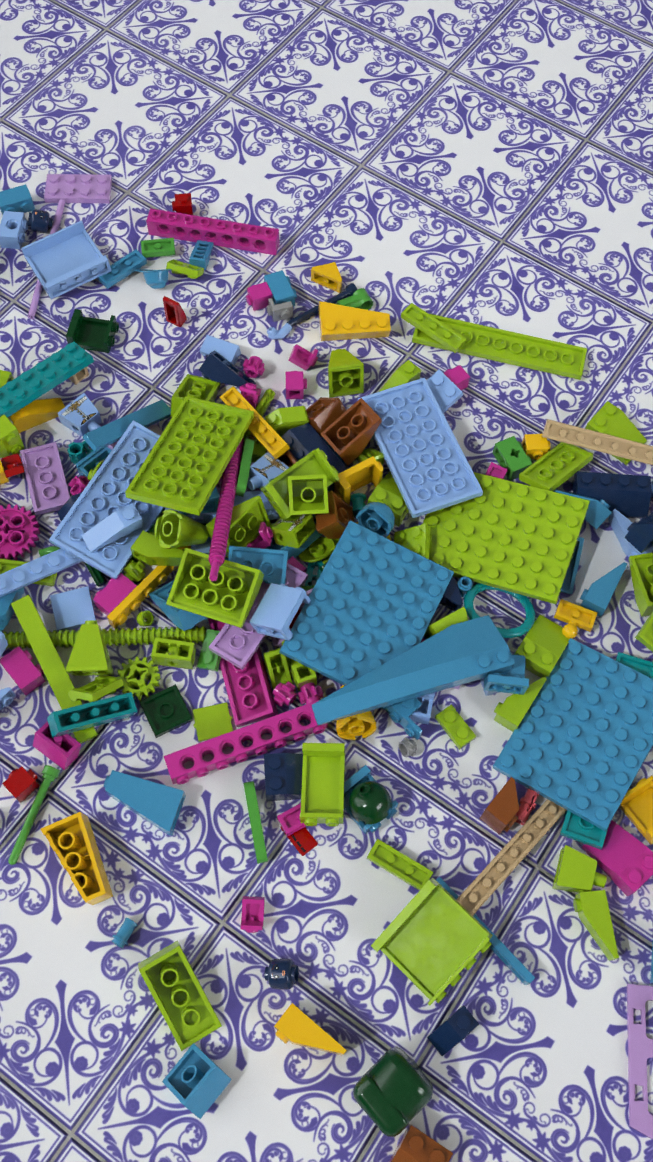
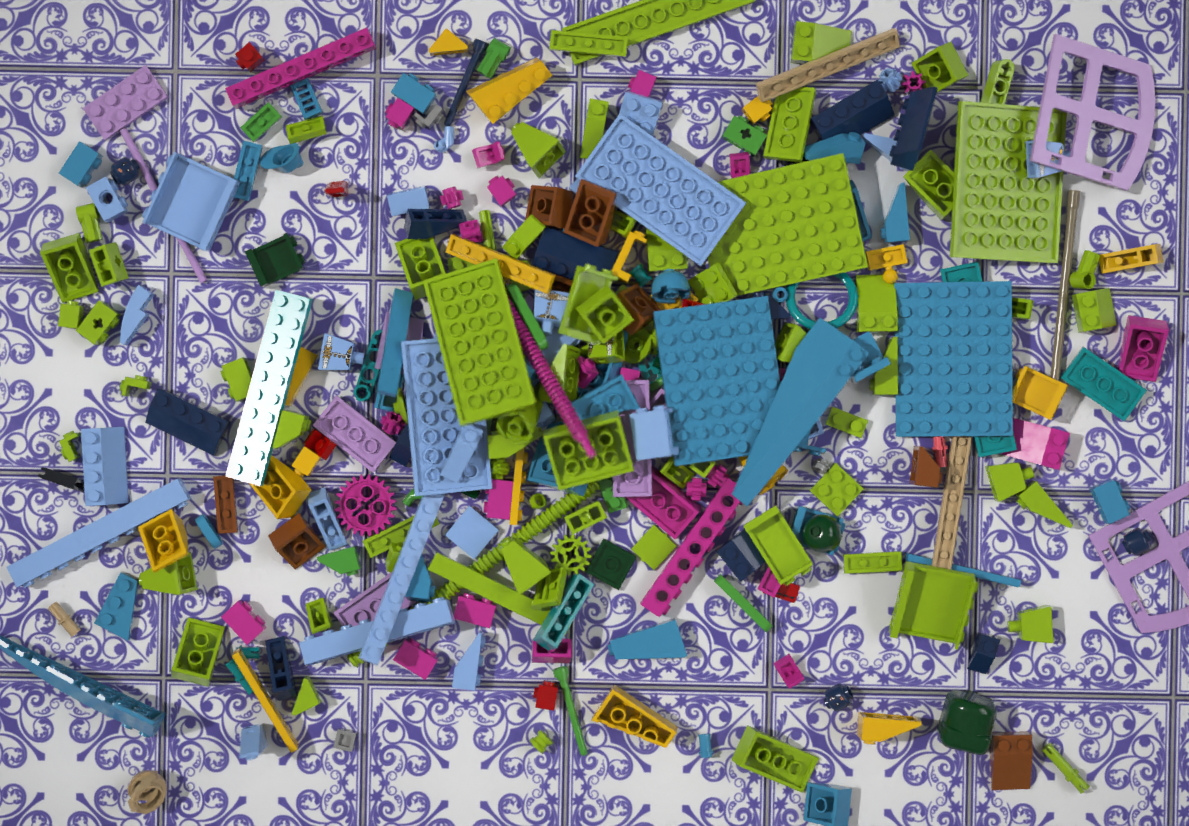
camera: 30 degrees left, 25 degrees up
(408, 778) = (836, 489): none -> lime plate
(521, 1036) = (1033, 624): none -> lime torso

